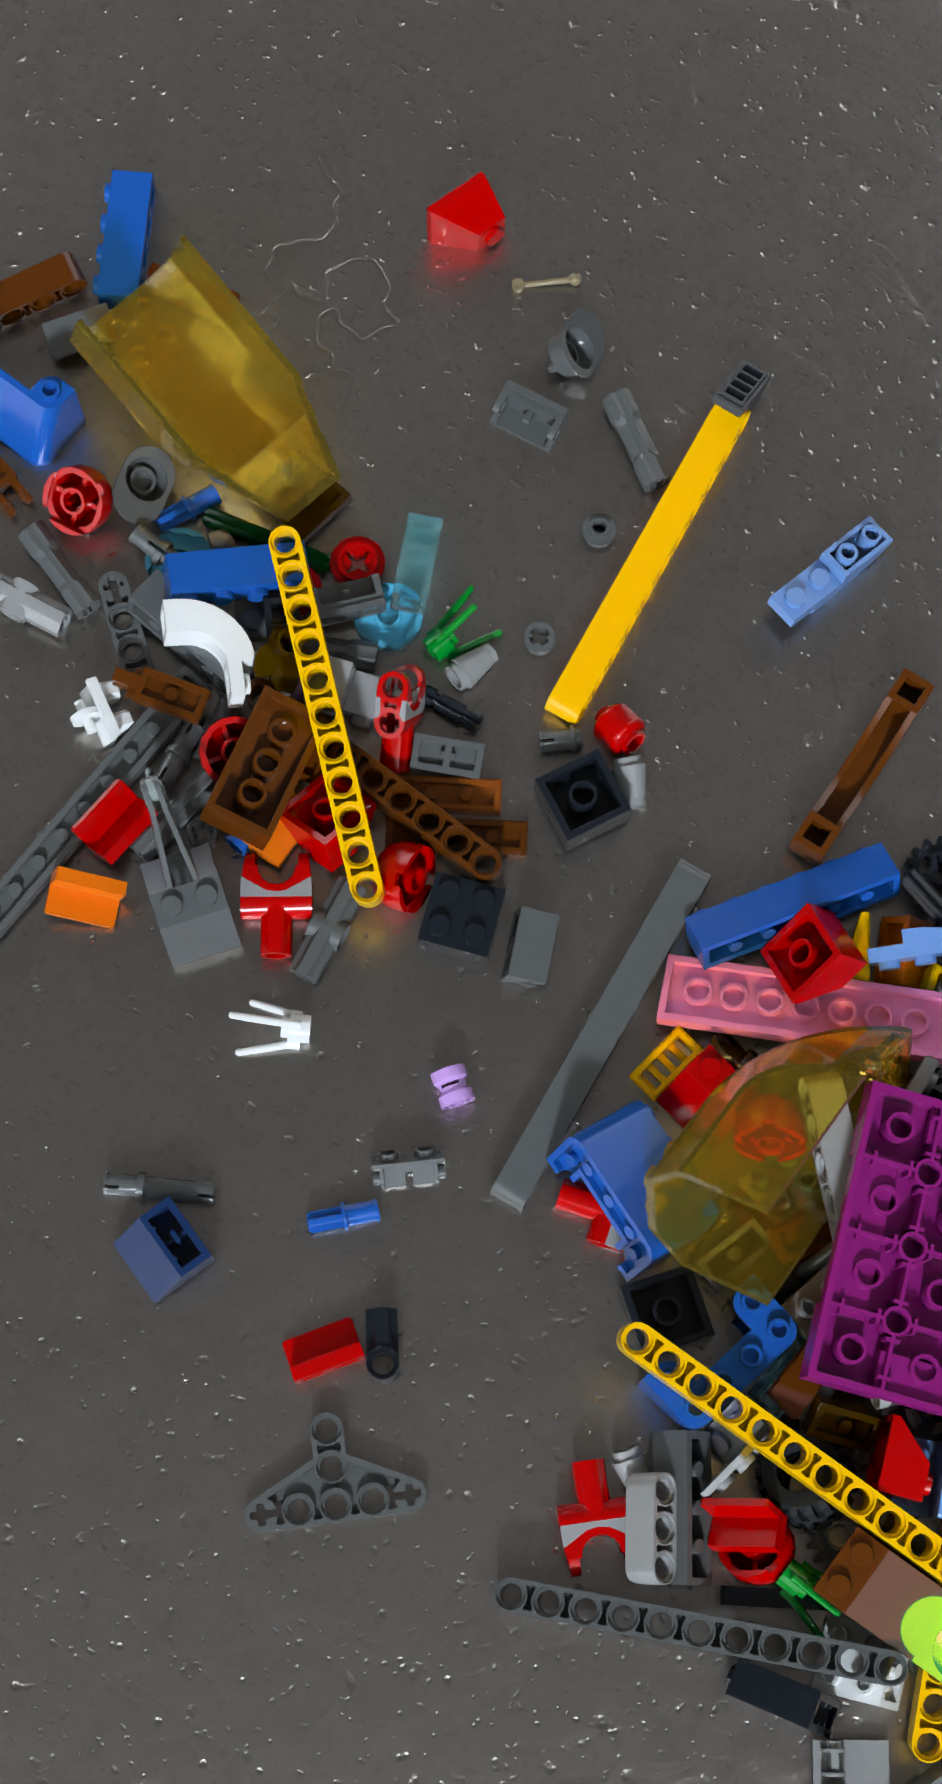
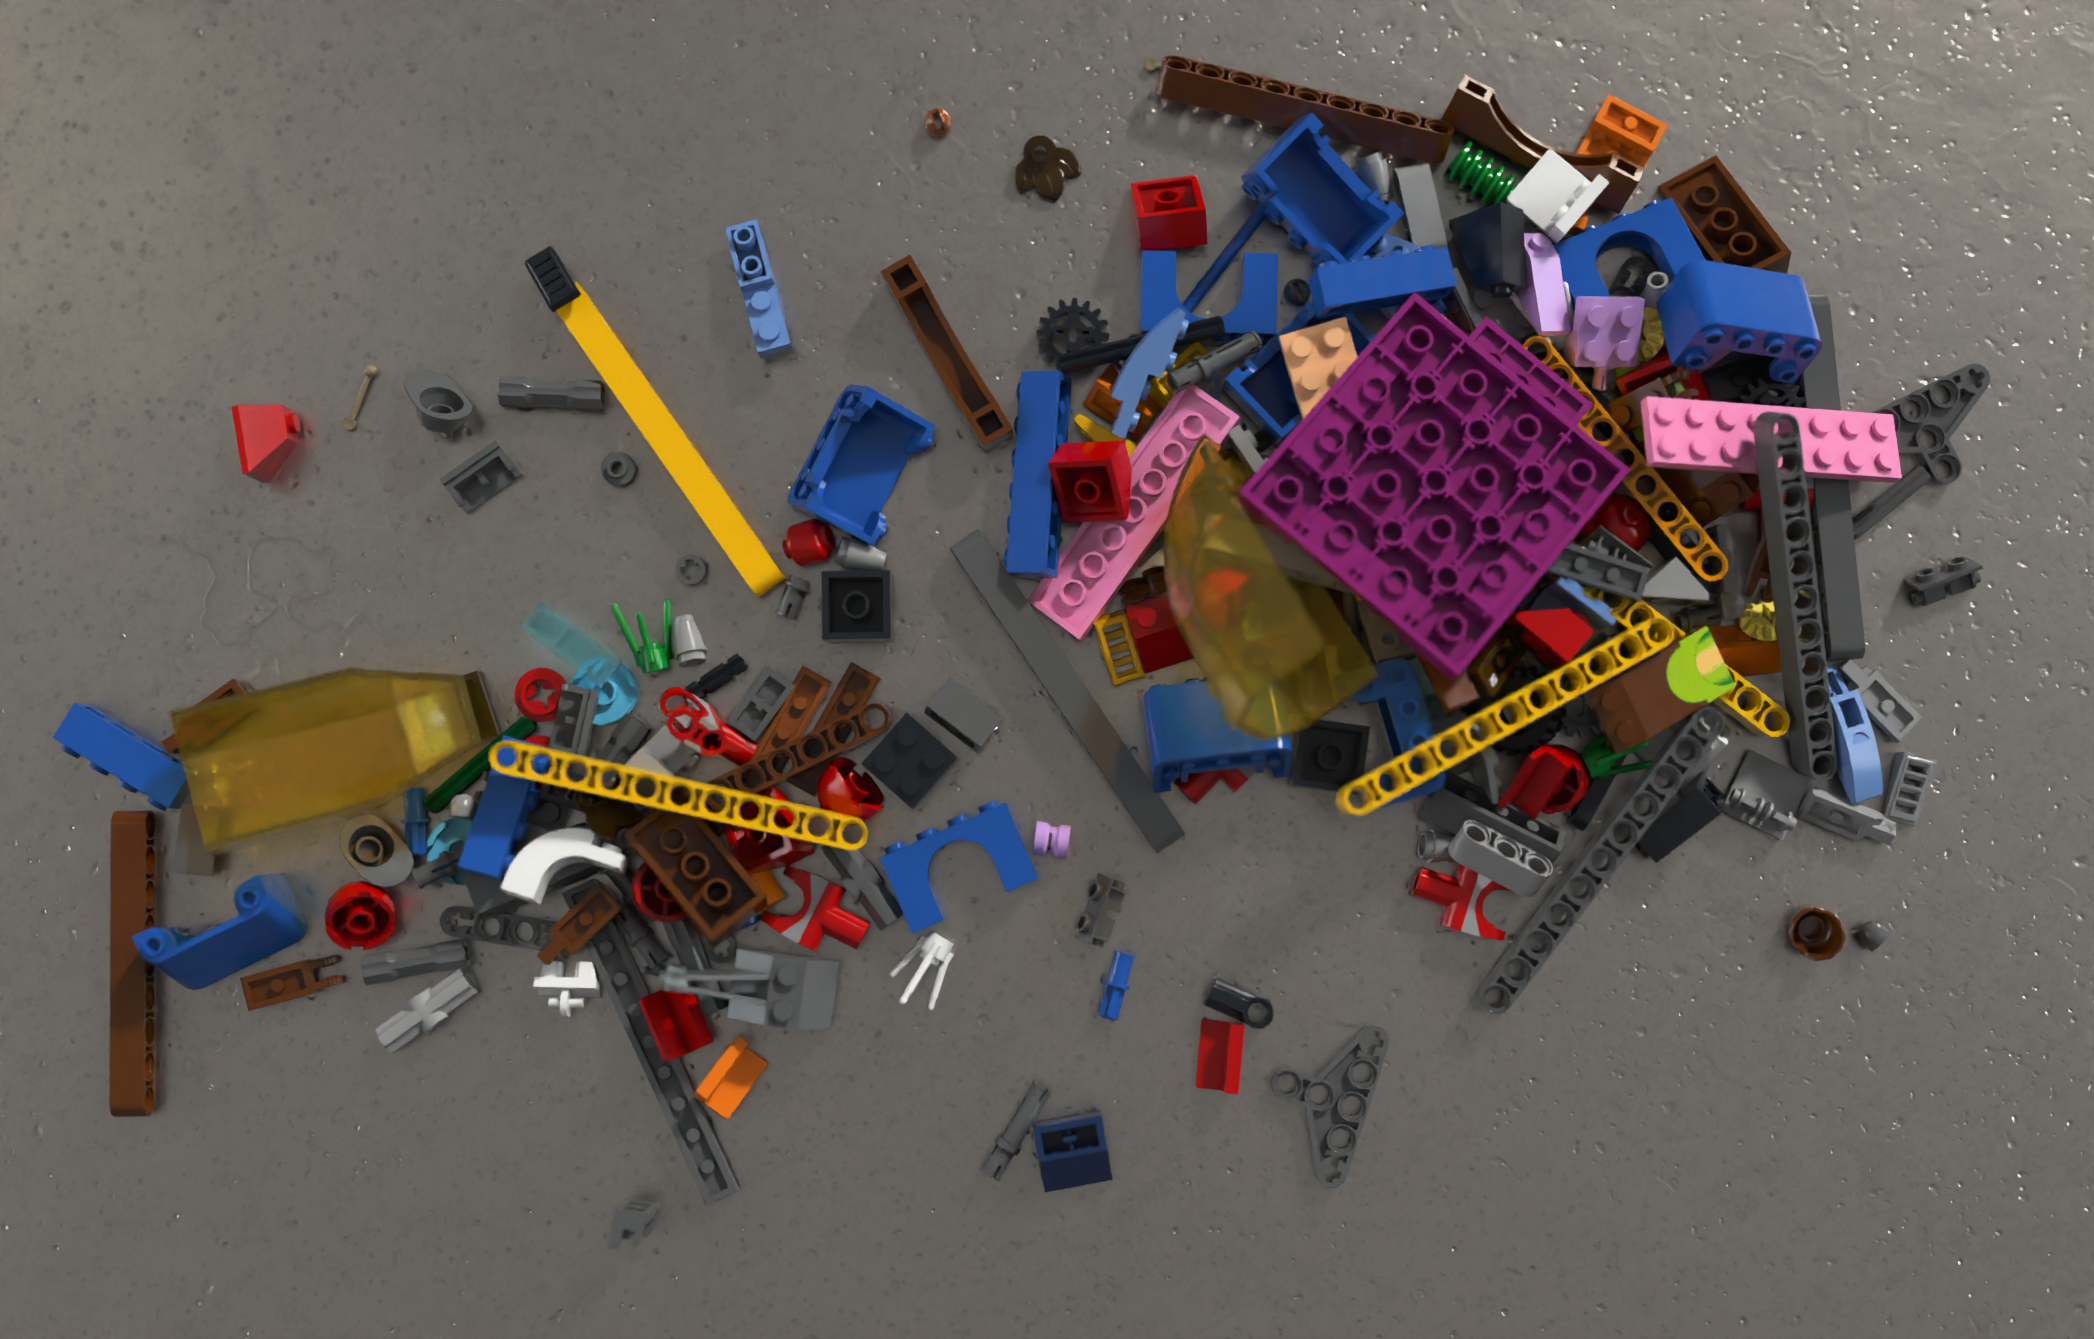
camera: 65 degrees left, 10 degrees up
(364, 966) = (909, 865): none -> blue arch
(717, 739) = (859, 462): none -> blue windscreen

